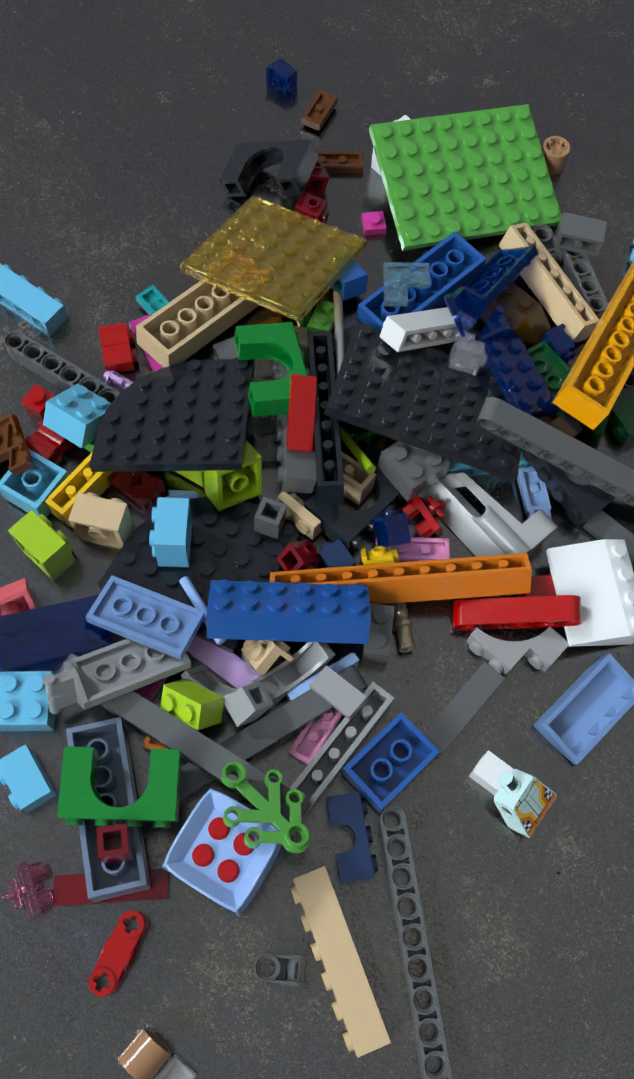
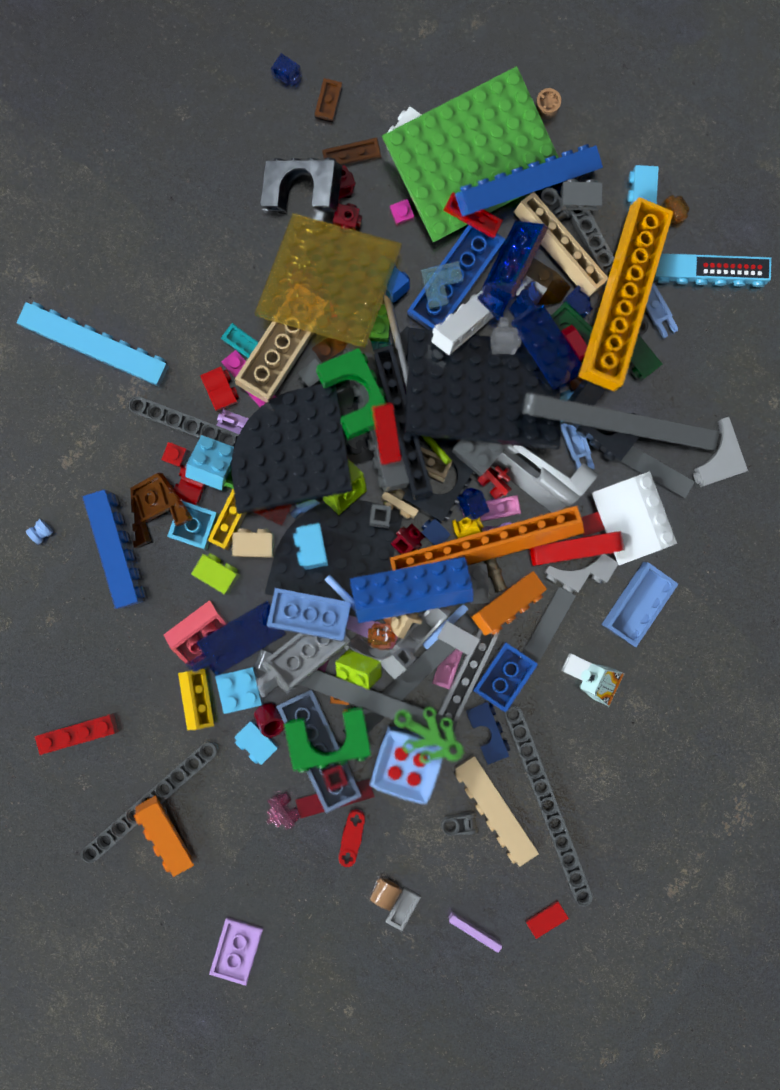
camera: 10 degrees left, 20 degrees up
(49, 749) = (269, 720): none -> dark red piece
(234, 669) = (381, 636): none -> clear orange head
(414, 662) = (509, 603): none -> orange brick
(454, 225) = (480, 220): none -> red tile
(516, 205) = (529, 180): none -> blue brick
(551, 375) = (575, 341): none -> dark red piece

